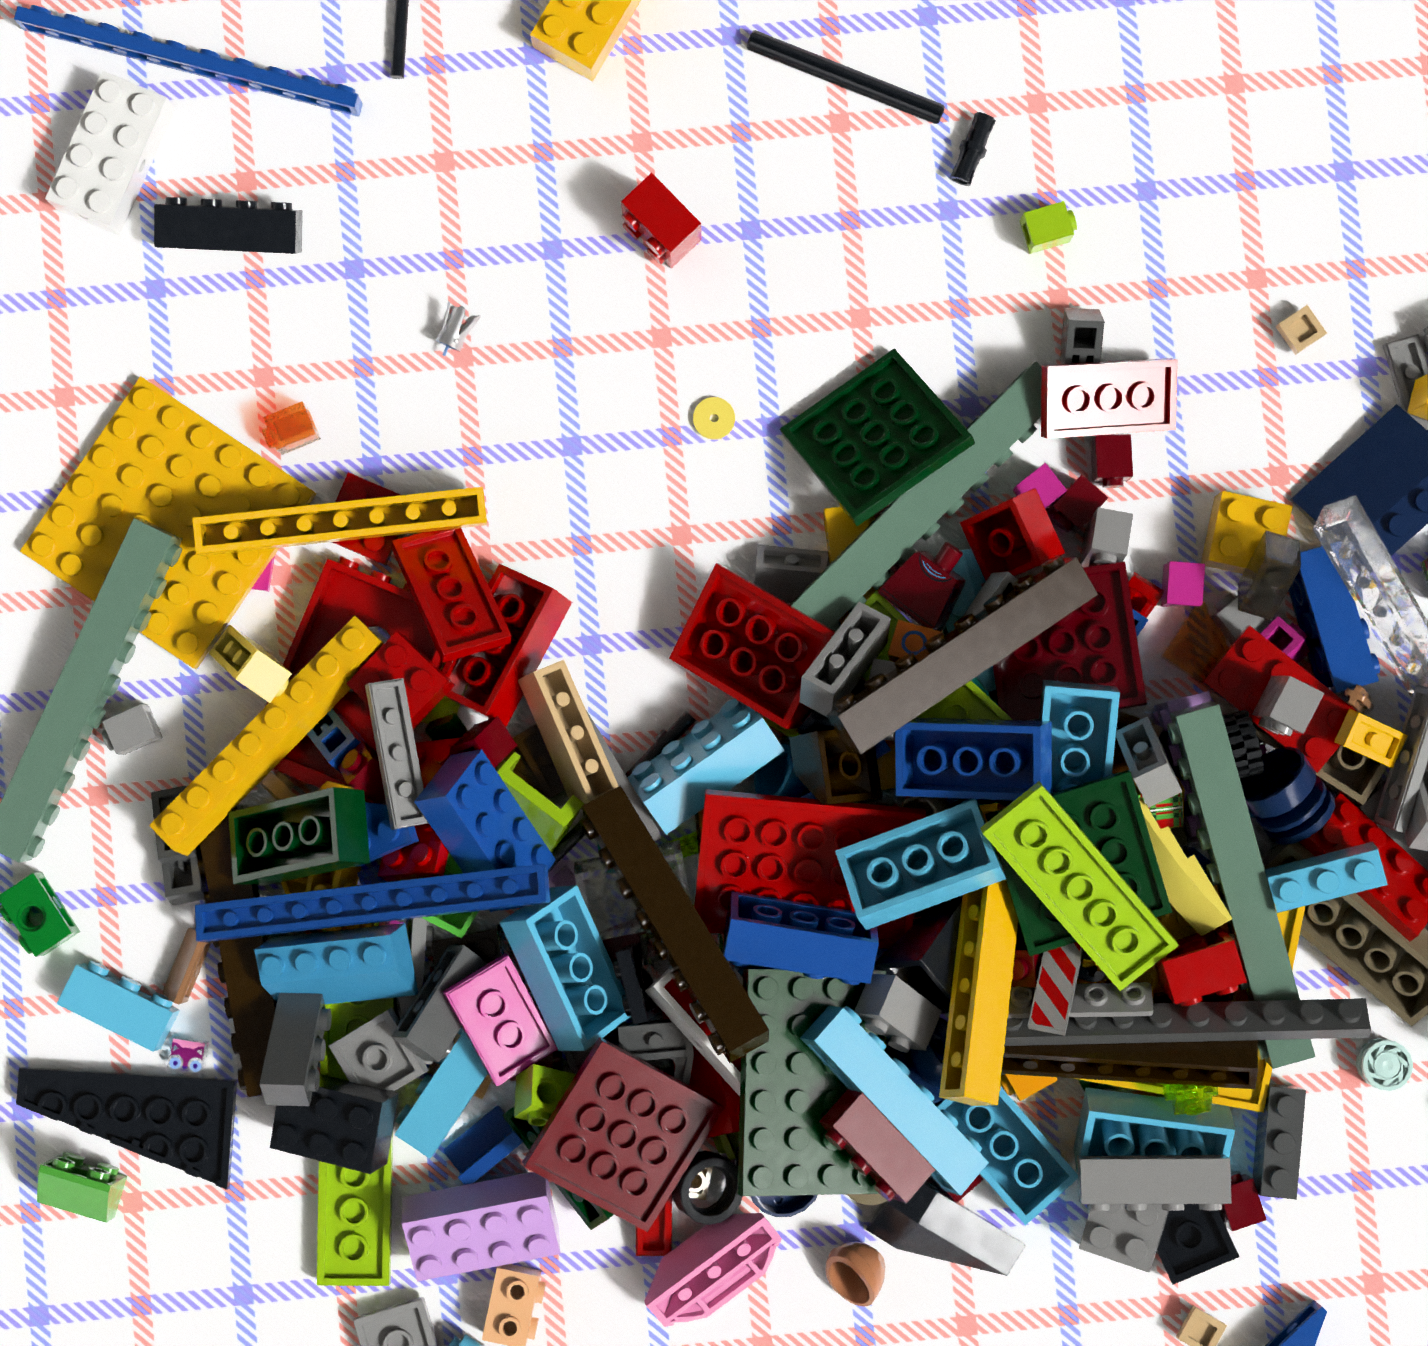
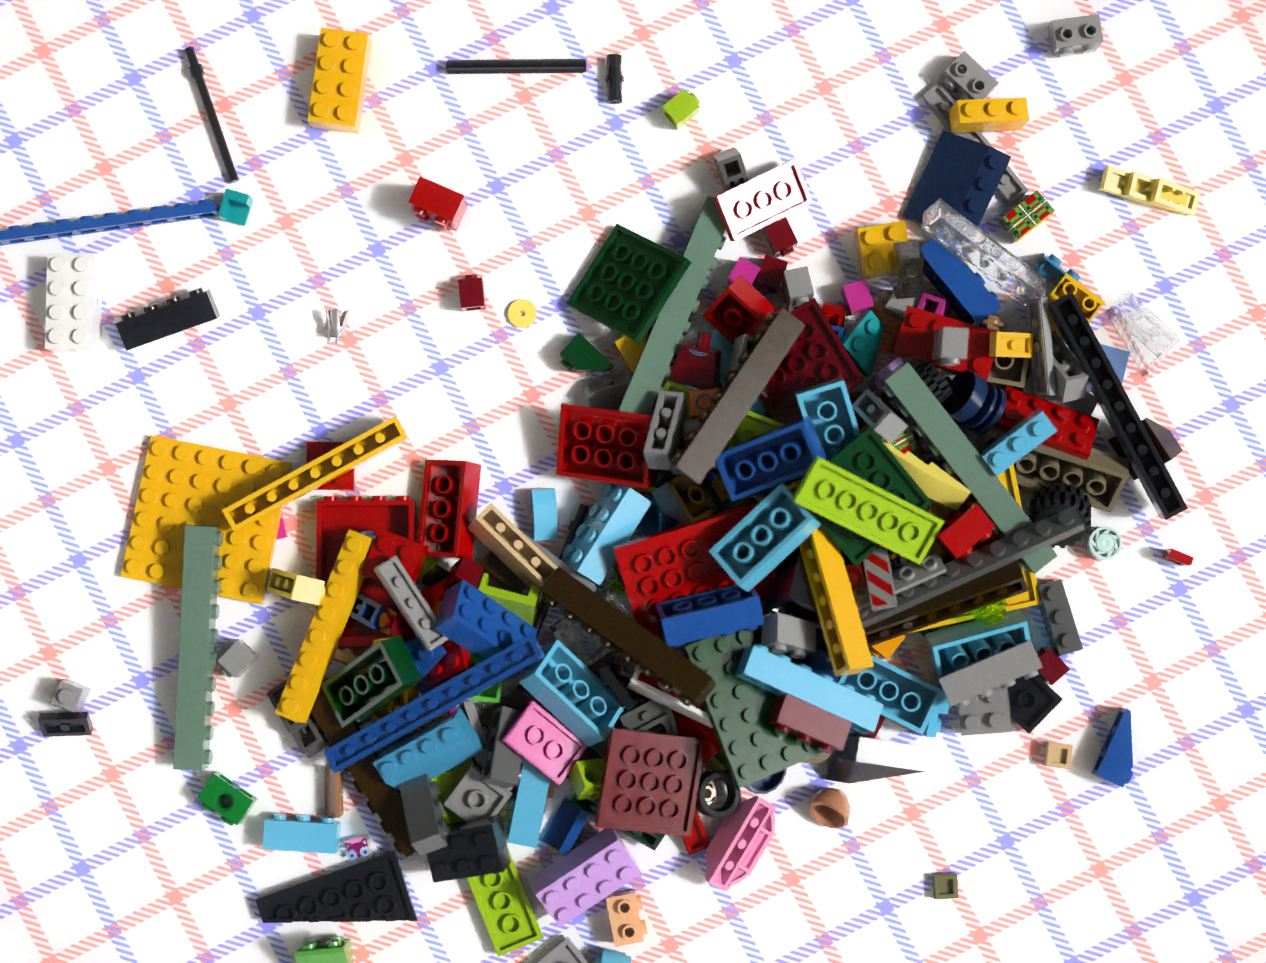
camera: 20 degrees left, 0 degrees up
(290, 428) = (259, 429): clear orange brick -> none
(383, 113) = (235, 207): none -> teal panel
(451, 593) = (403, 490): red plate -> none
(630, 705) = (544, 514): none -> medium azure slope
(657, 362) = (472, 293): none -> dark red brick
(774, 513) = (584, 357): none -> dark green slope
(1048, 1217) = (935, 723): none -> medium azure slope
(1167, 650) = (863, 341): none -> teal wing
(1301, 329) = (865, 108): tan plate -> none
(1347, 979) = (1057, 499): none -> black tyre

